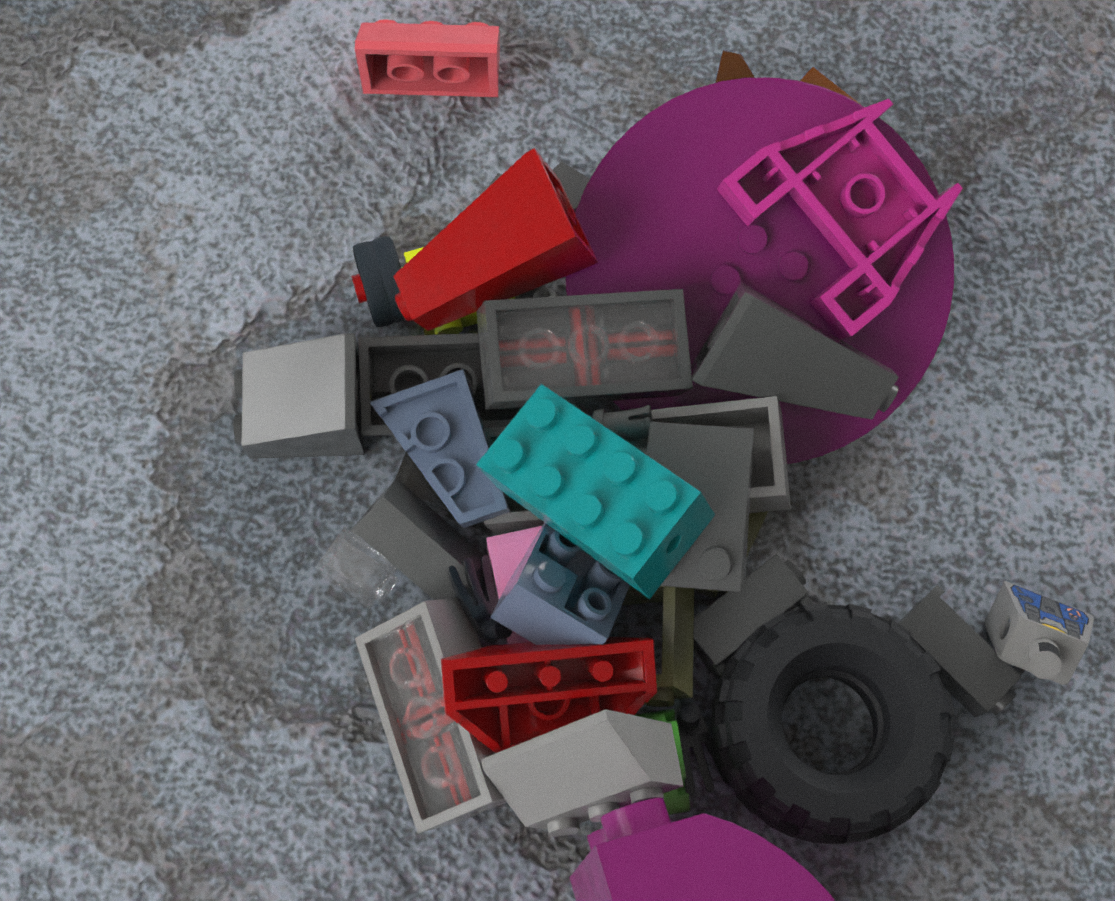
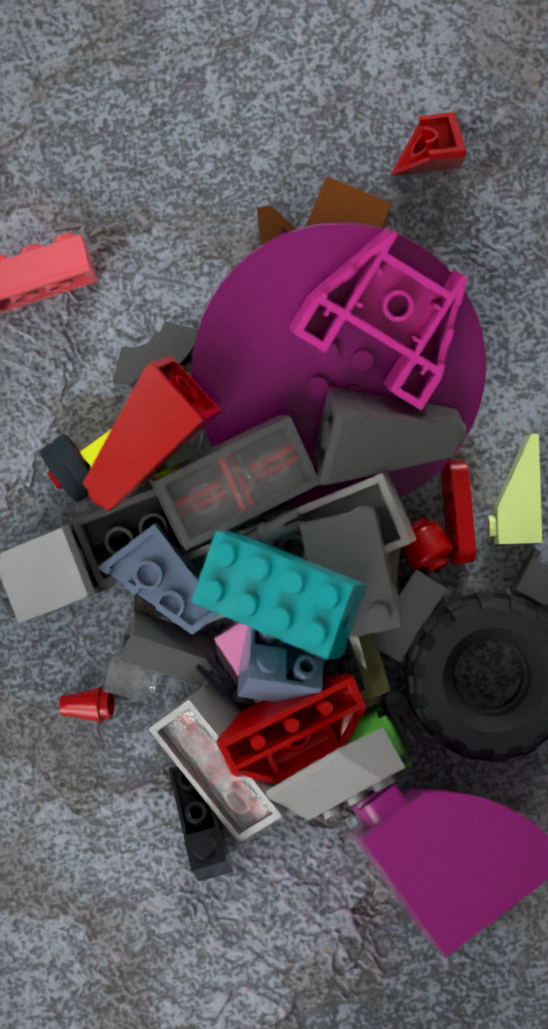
camera: 15 degrees left, 15 degrees up
(289, 586) = (88, 705): none -> red cone
(372, 804) = (201, 830): none -> black slope
(798, 534) = (430, 547): none -> red head
(851, 507) = (458, 511): none -> red beam
(930, 531) = (518, 505): none -> yellowish green slope
(951, 80) = (433, 146): none -> red slope

